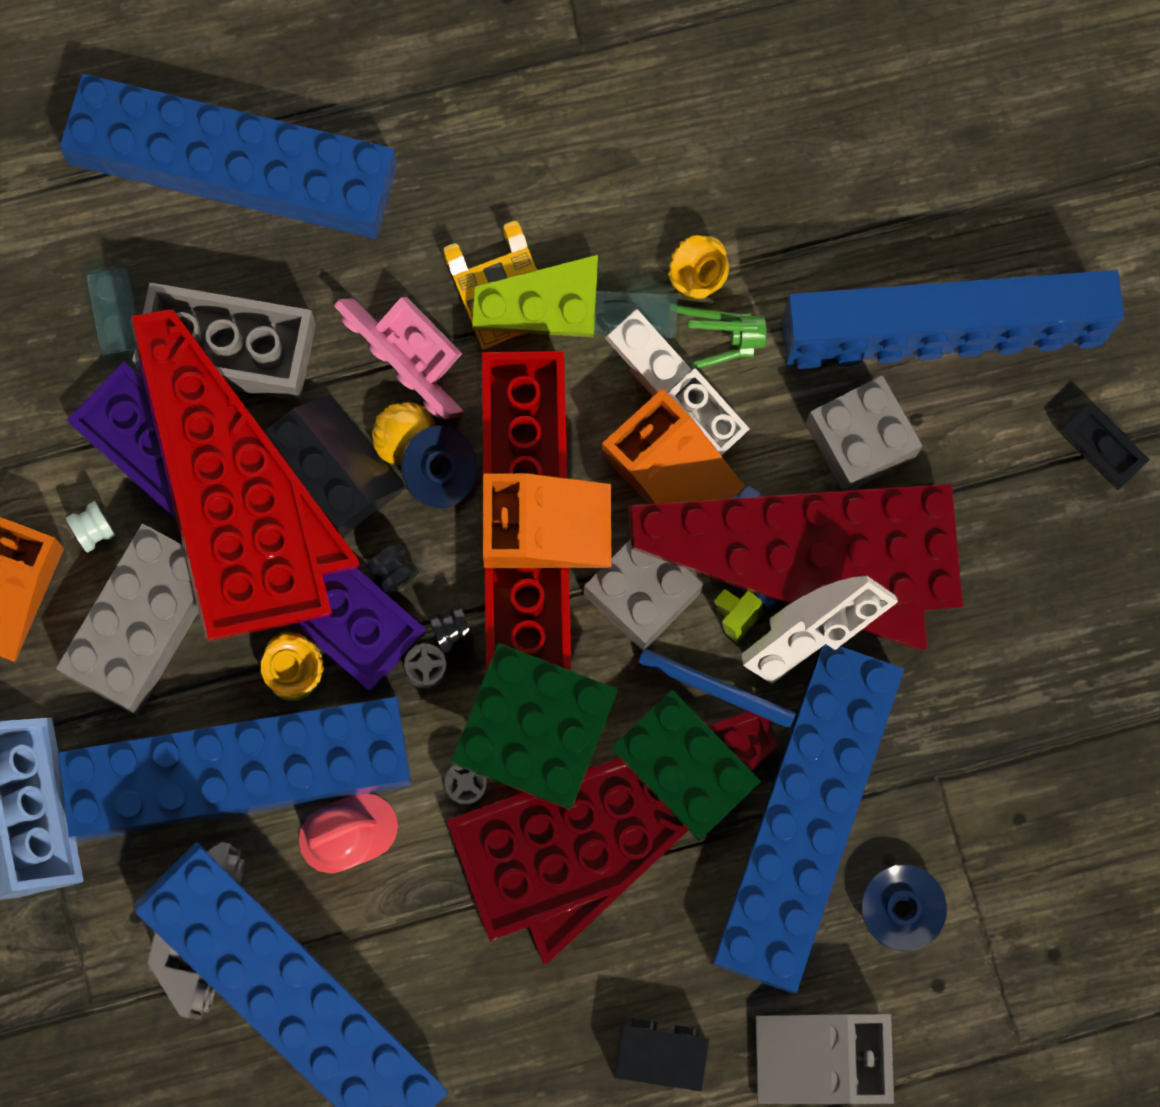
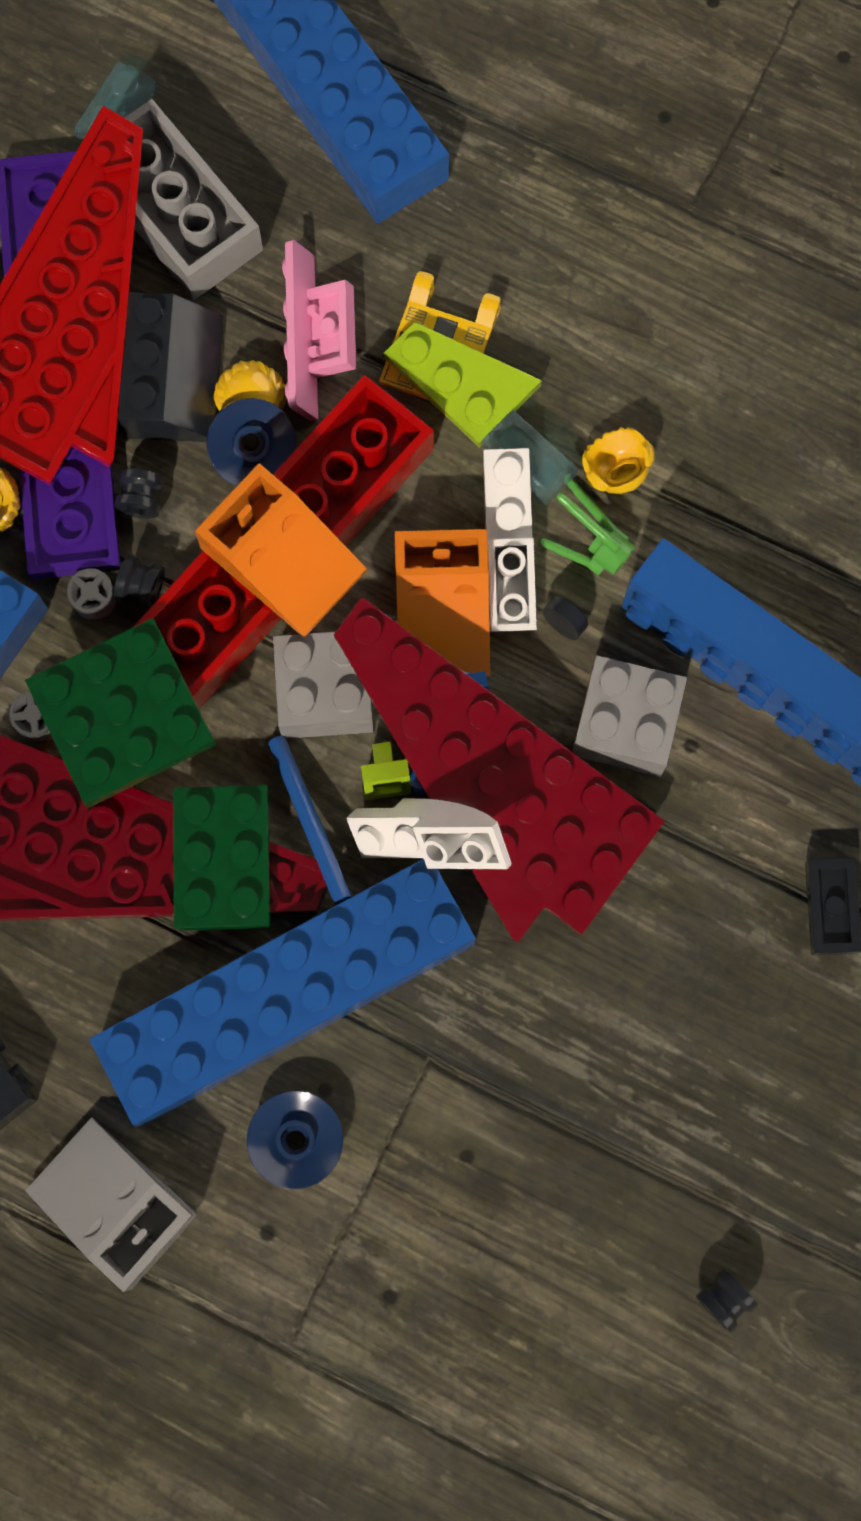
camera: 45 degrees right, 0 degrees up
(760, 404) = (565, 617): none -> black tile

